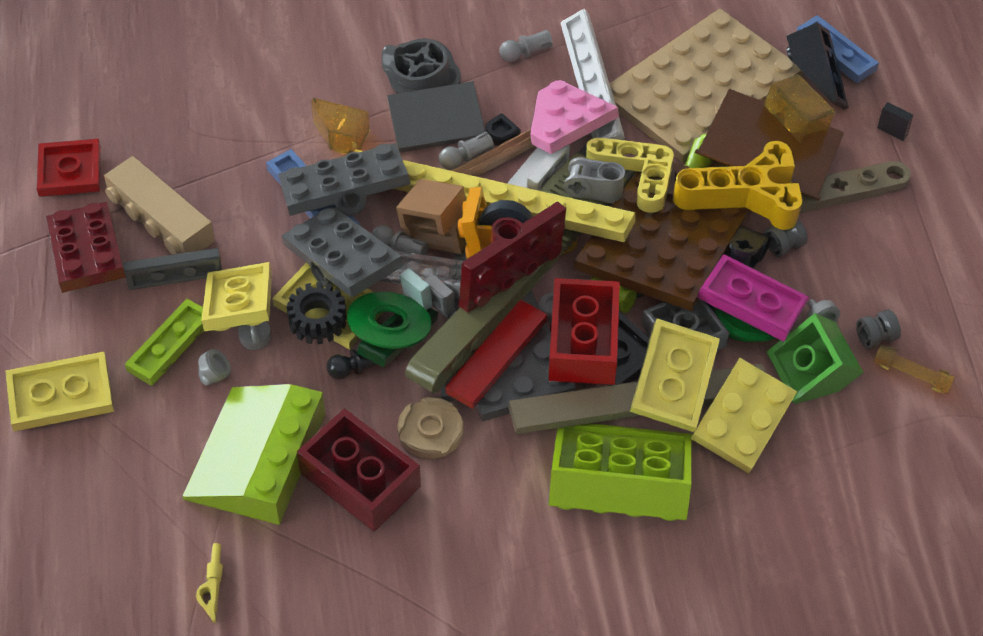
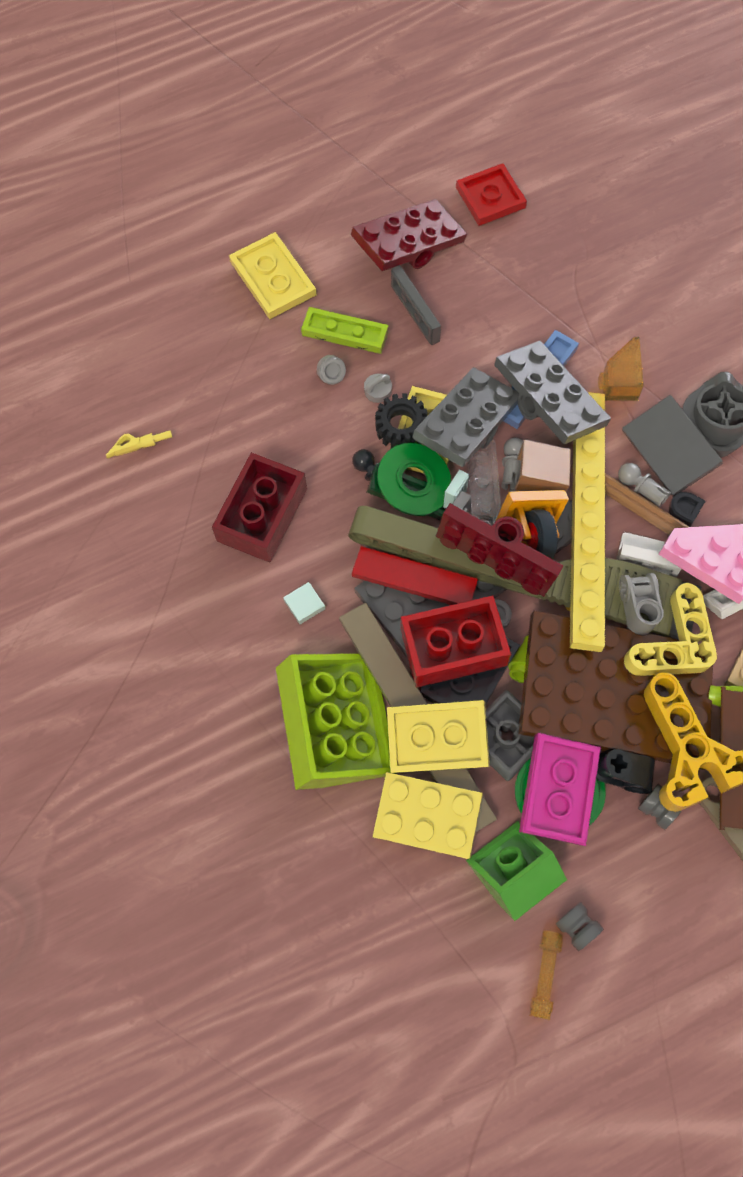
camera: 75 degrees right, 15 degrees up
(158, 208) = (472, 272): tan brick -> none
(237, 297) = (397, 358): light yellow plate -> none
(253, 450) = (267, 424): lime slope -> none
(430, 428) = (329, 552): tan tile -> none
(480, 466) = (304, 603): none -> light aqua tile
(824, 308) = (576, 865): light grey tile -> none

